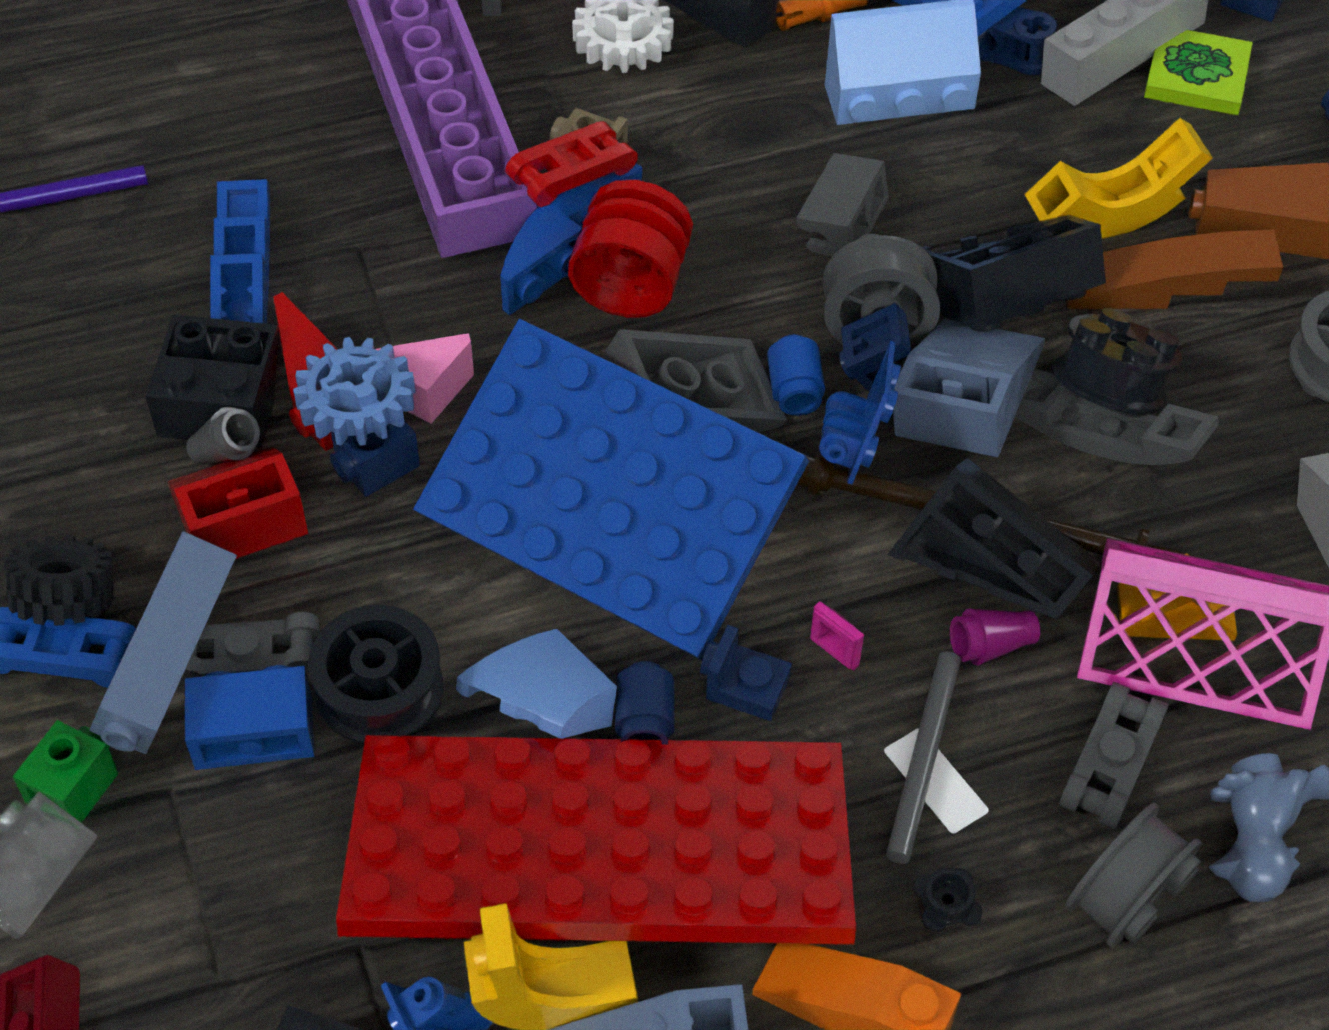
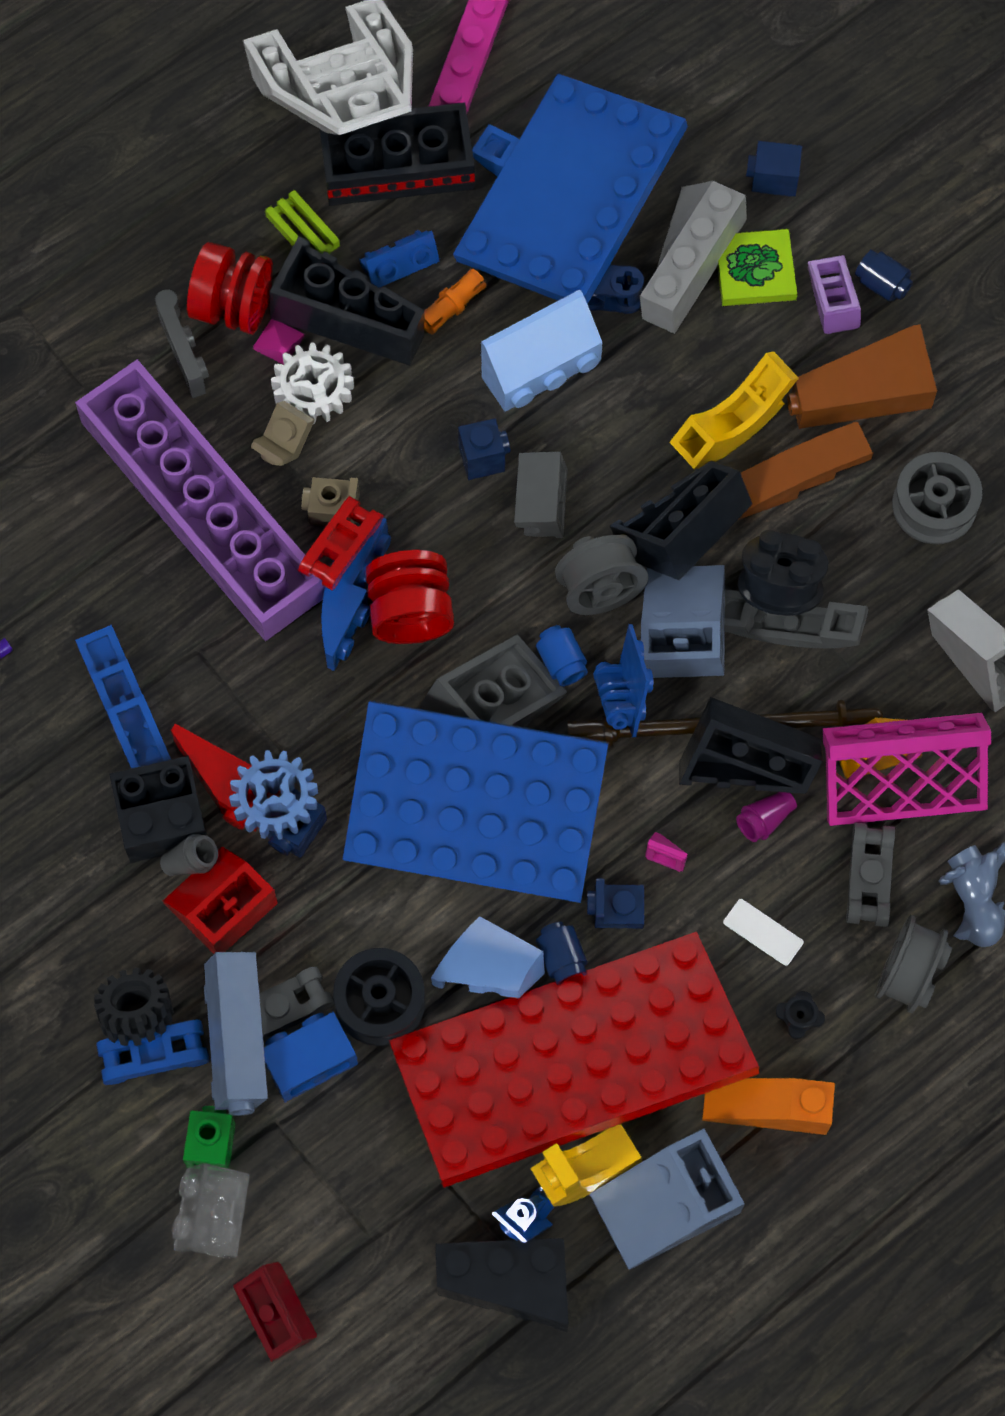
camera: 20 degrees left, 15 degrees up
(439, 371) = (305, 742): bright pink slope -> none
(566, 65) = (284, 435): none -> dark tan bracket
(792, 140) = (483, 448): none -> dark blue brick
(868, 340) = (611, 616): dark blue bracket -> none
(923, 758) = (751, 920): dark grey bar -> none
(1288, 120) = (837, 315): none -> medium lavender slope

